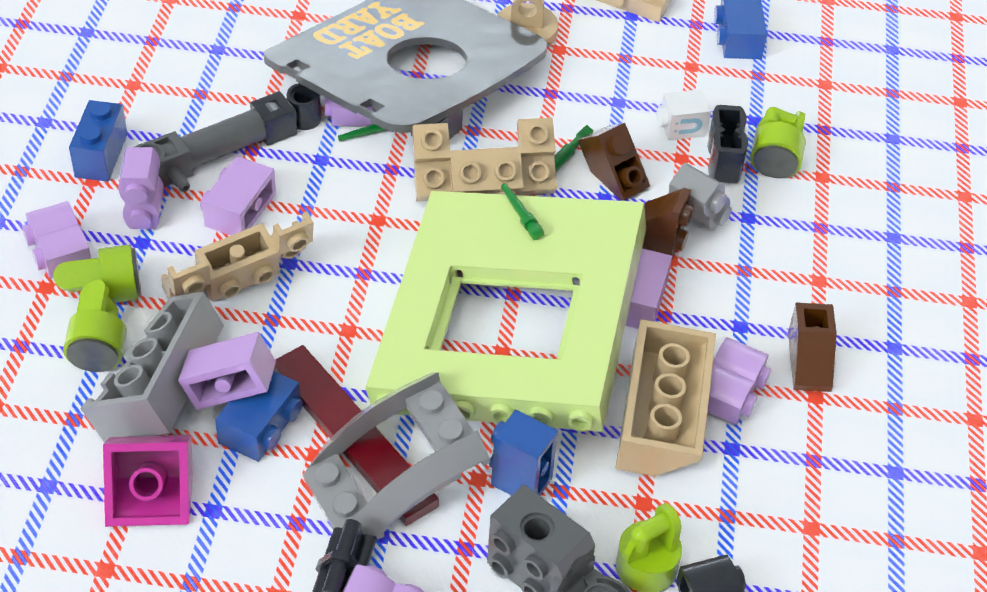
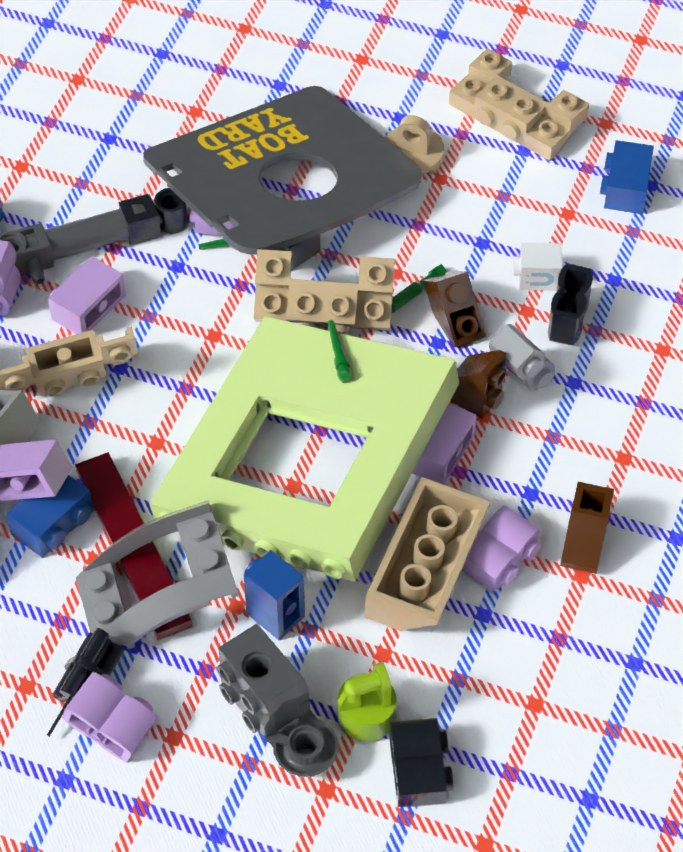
camera: 15 degrees right, 5 degrees up
(779, 143) = (622, 314): lime piece -> none

